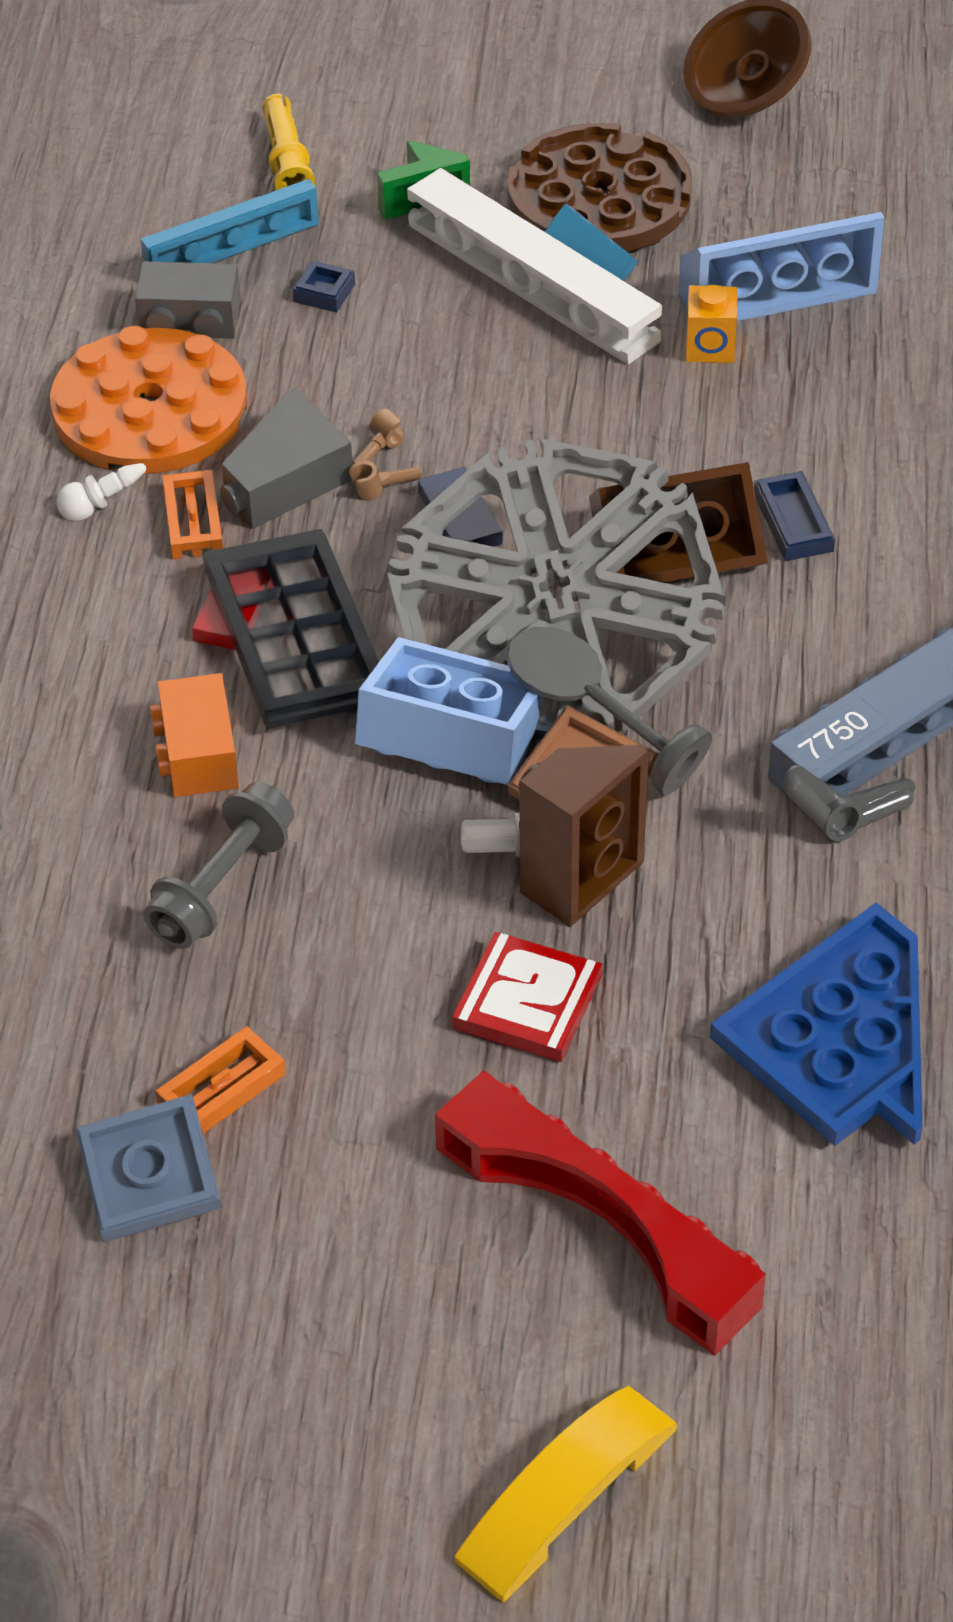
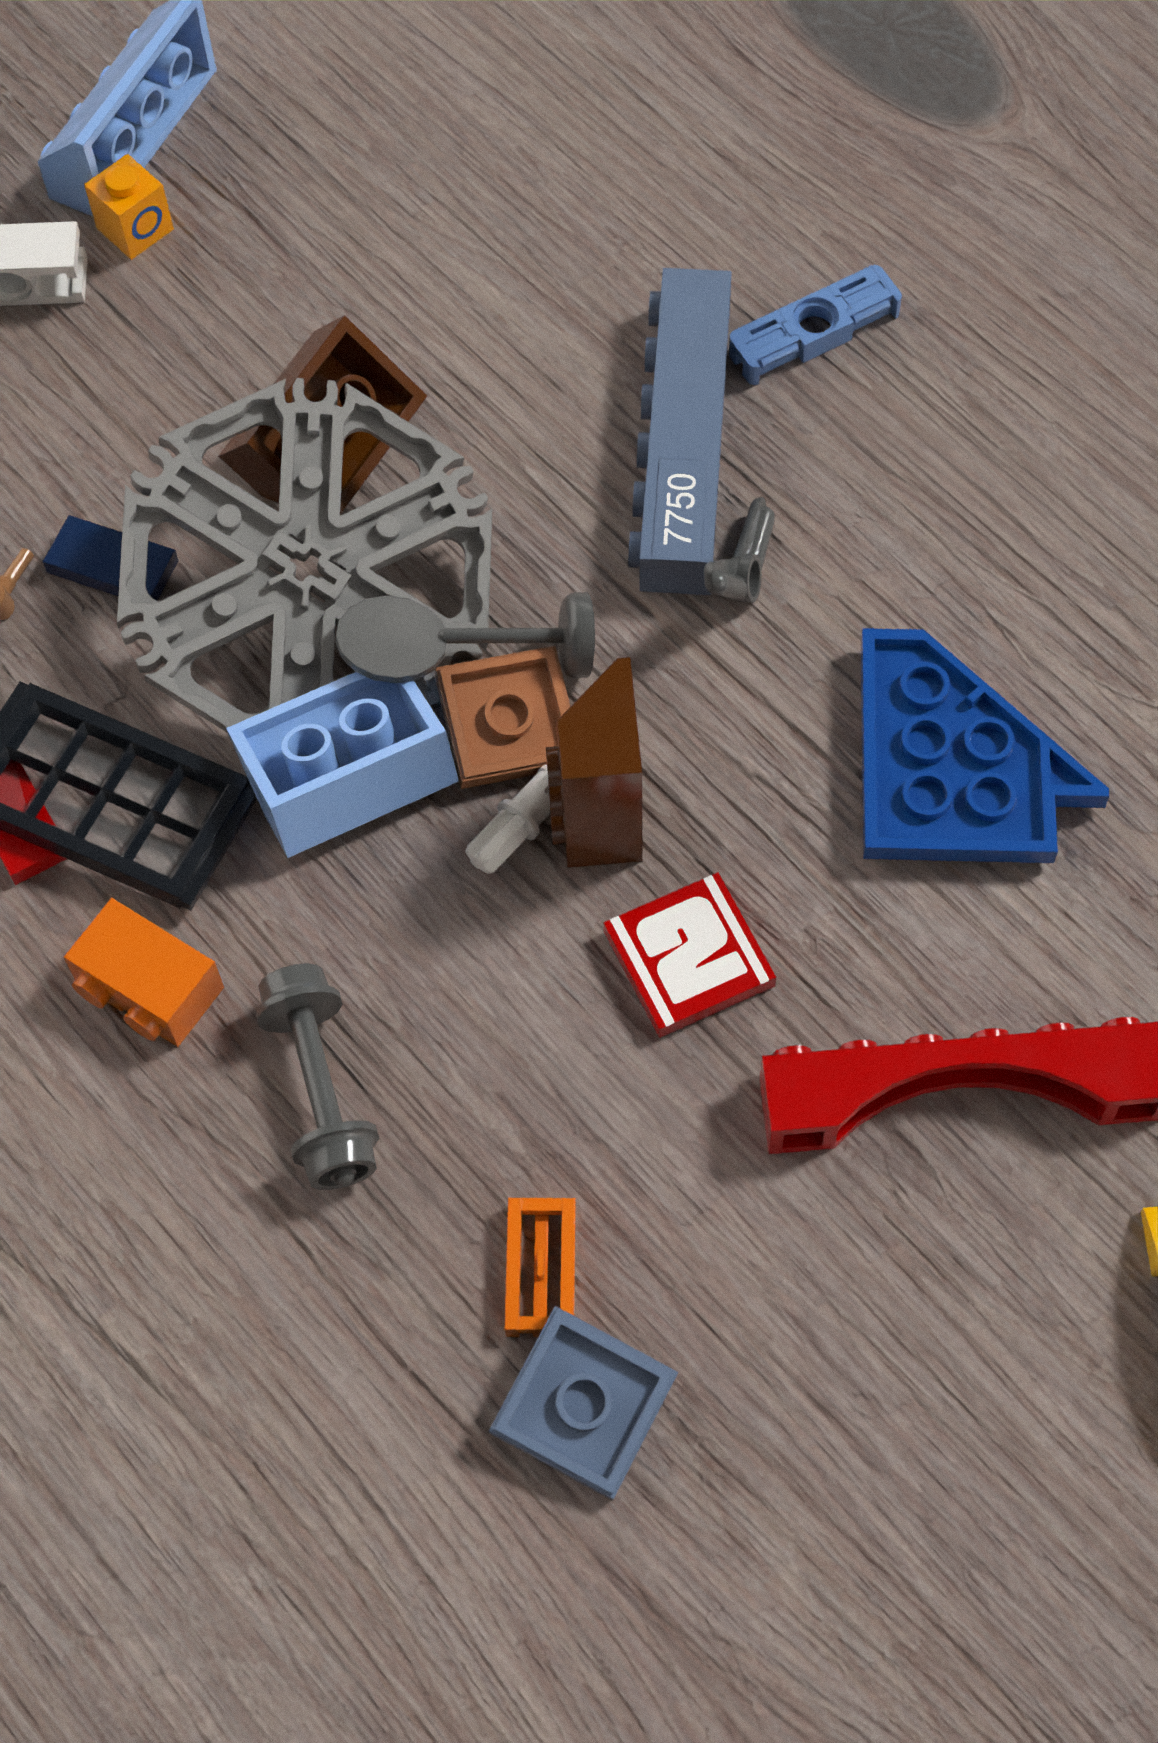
camera: 45 degrees left, 15 degrees up
(794, 516) = (404, 336): dark blue tile -> none

